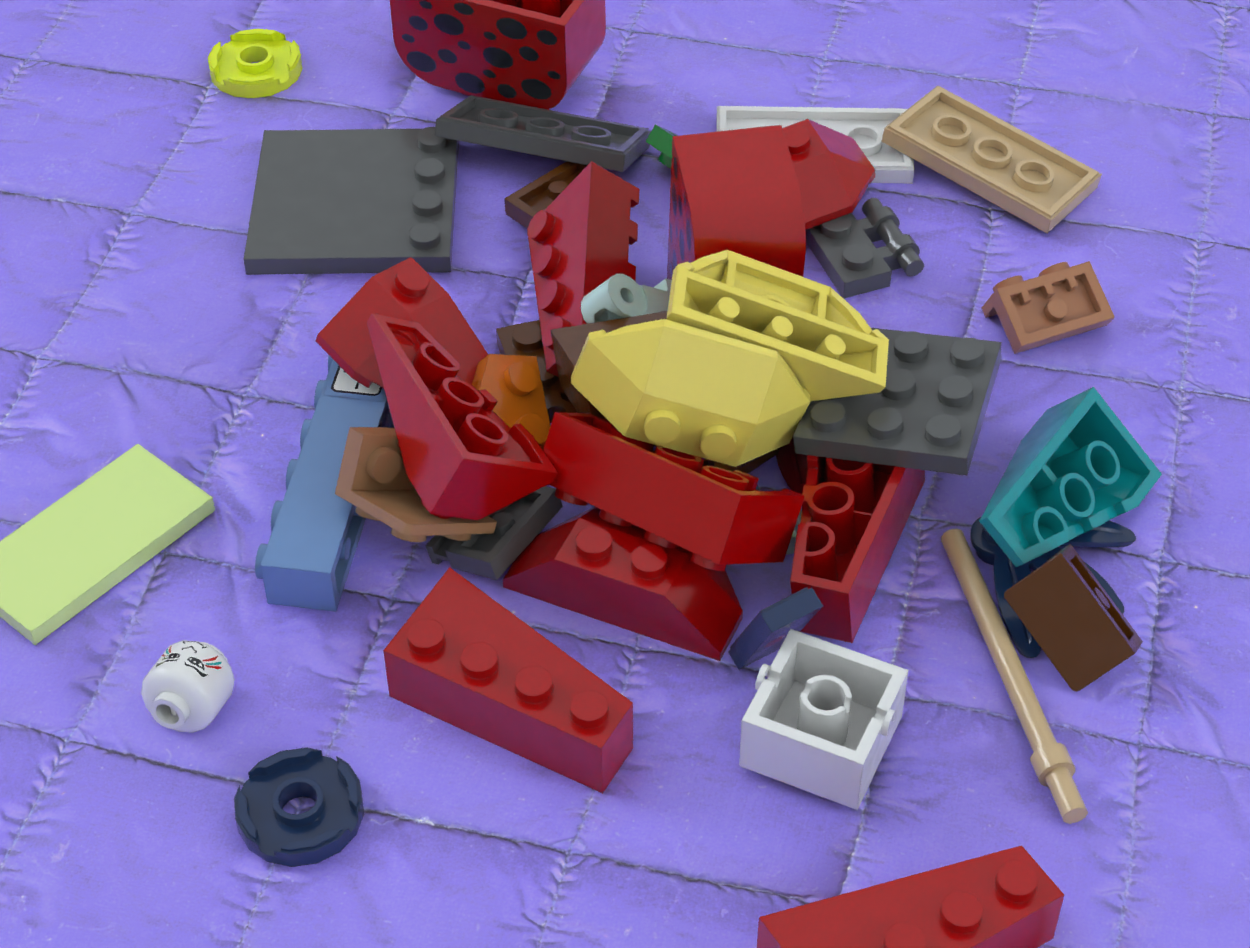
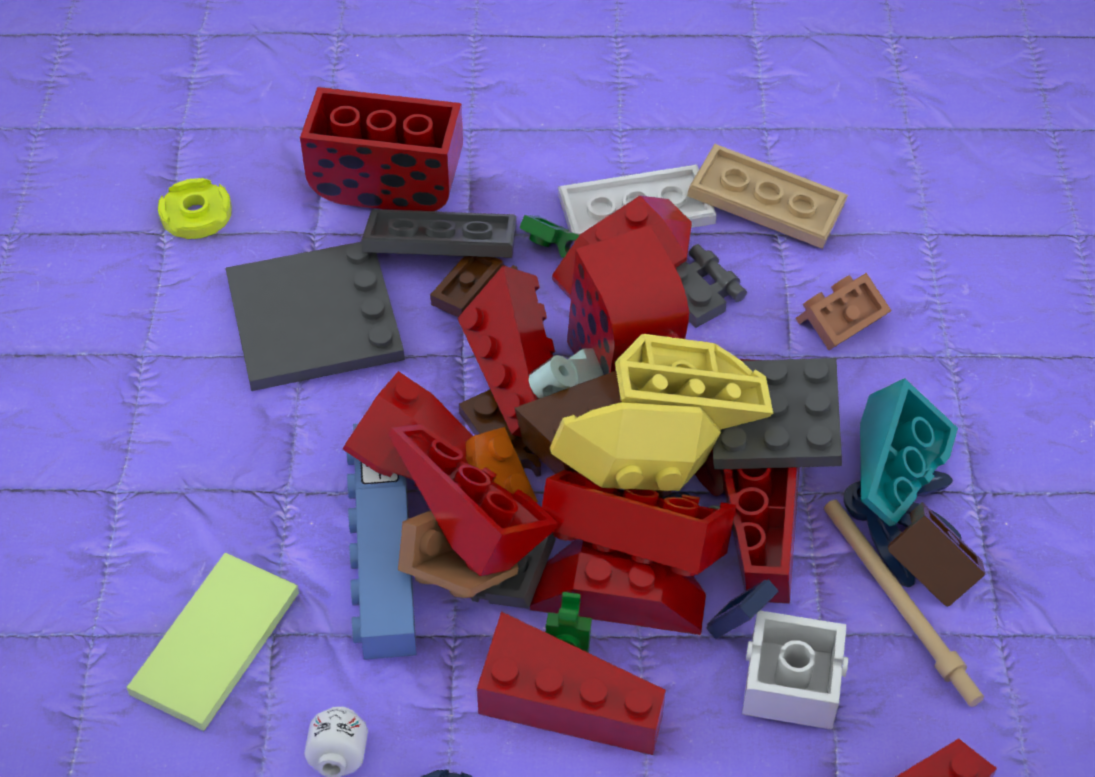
camera: 15 degrees left, 5 degrees up
(533, 601) = (568, 625): none -> green plate

